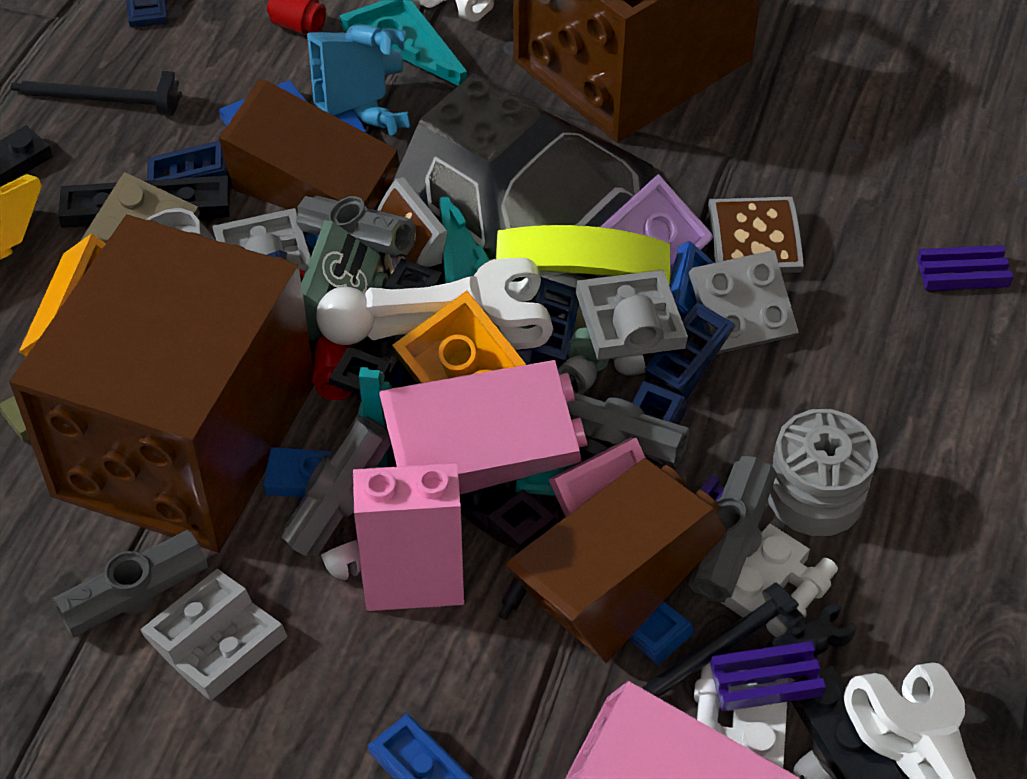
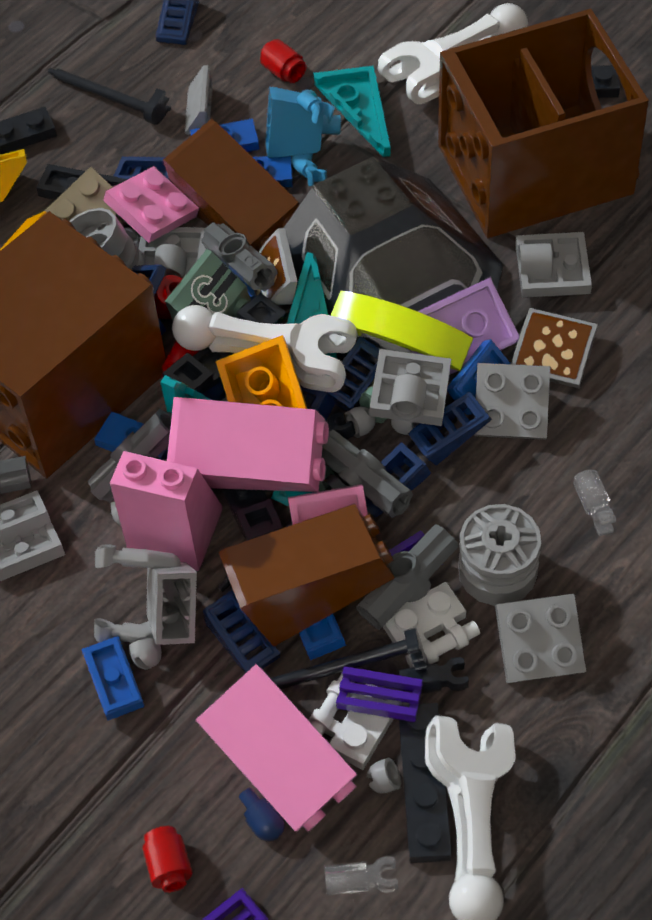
camera: 25 degrees right, 5 degrees up
(215, 76) = (199, 100): none -> light grey slope
(217, 195) = (151, 204): none -> bright pink plate
(451, 723) = (145, 653): none -> light grey hinge
(458, 646) = (169, 597): none -> light grey torso
(566, 649) = (224, 615): none -> dark blue slope
(709, 149) = (553, 264): none -> light grey plate
(888, 384) = (595, 500): none -> clear bar
(913, 552) = (540, 638): none -> light grey plate

